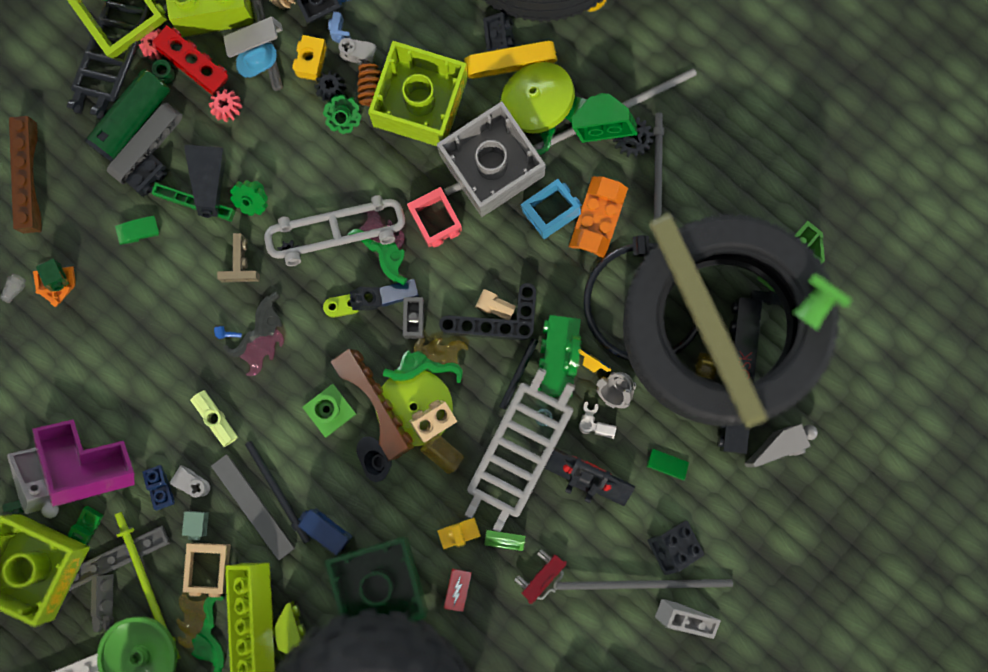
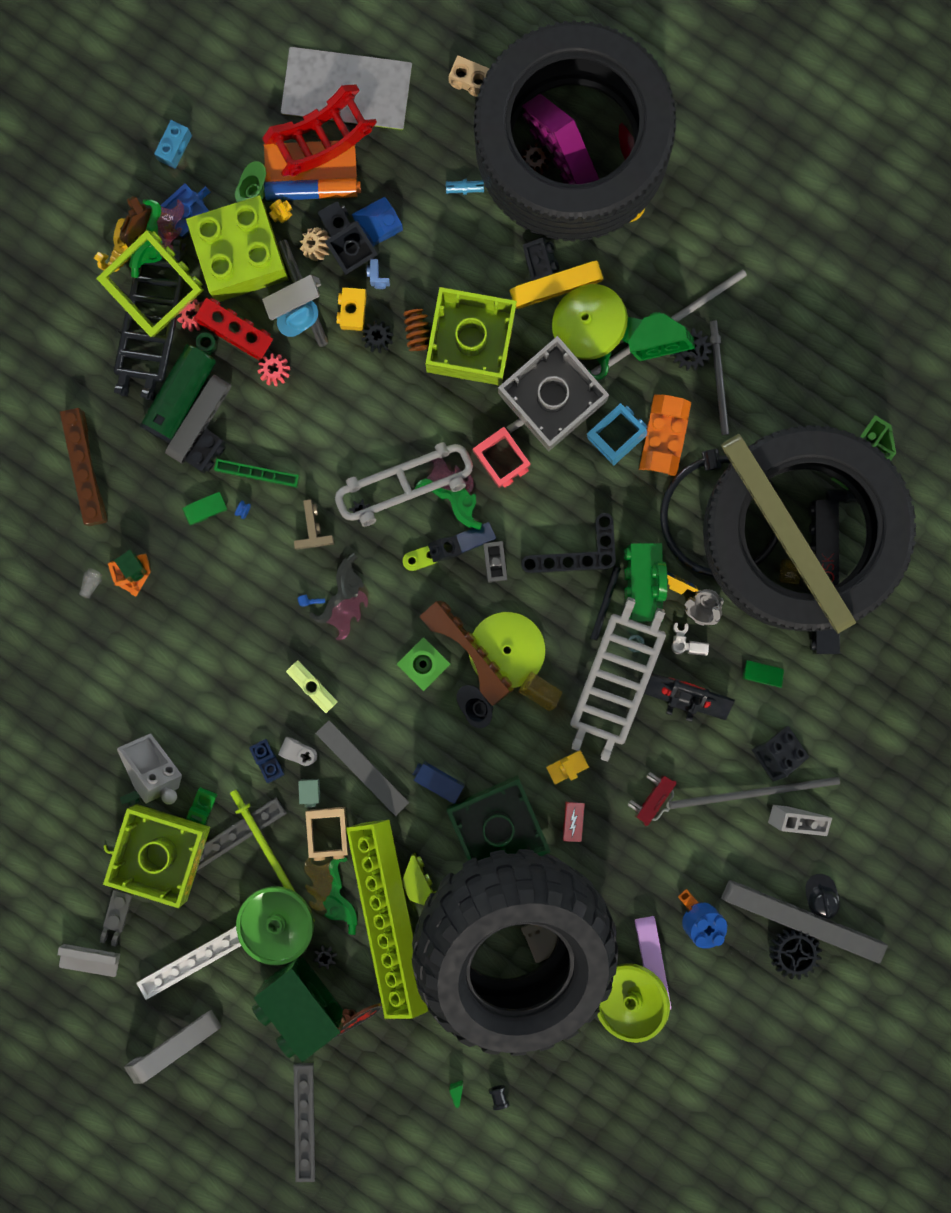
camera: 10 degrees left, 5 degrees up
(77, 472) = (189, 757): magenta piece -> none
(102, 602) = (231, 878): dark grey hinge -> none
(173, 235) = (242, 509): none -> blue bush
(206, 177) = (265, 440): black slope -> none
(249, 197) = (314, 461): green plant -> none
(277, 491) = (408, 779): black bar -> none
(348, 107) = (390, 356): green plant -> none
(360, 52) = (401, 296): light grey piece -> none
(429, 357) = (516, 598): piece -> none
(435, 425) = (531, 665): tan brick -> none
(490, 303) = (569, 537): tan piece -> none
(504, 540) = (613, 768): bright green tile -> none
(783, 442) = (873, 639): light grey slope -> none
(820, 302) = (895, 504): bright green plant -> none

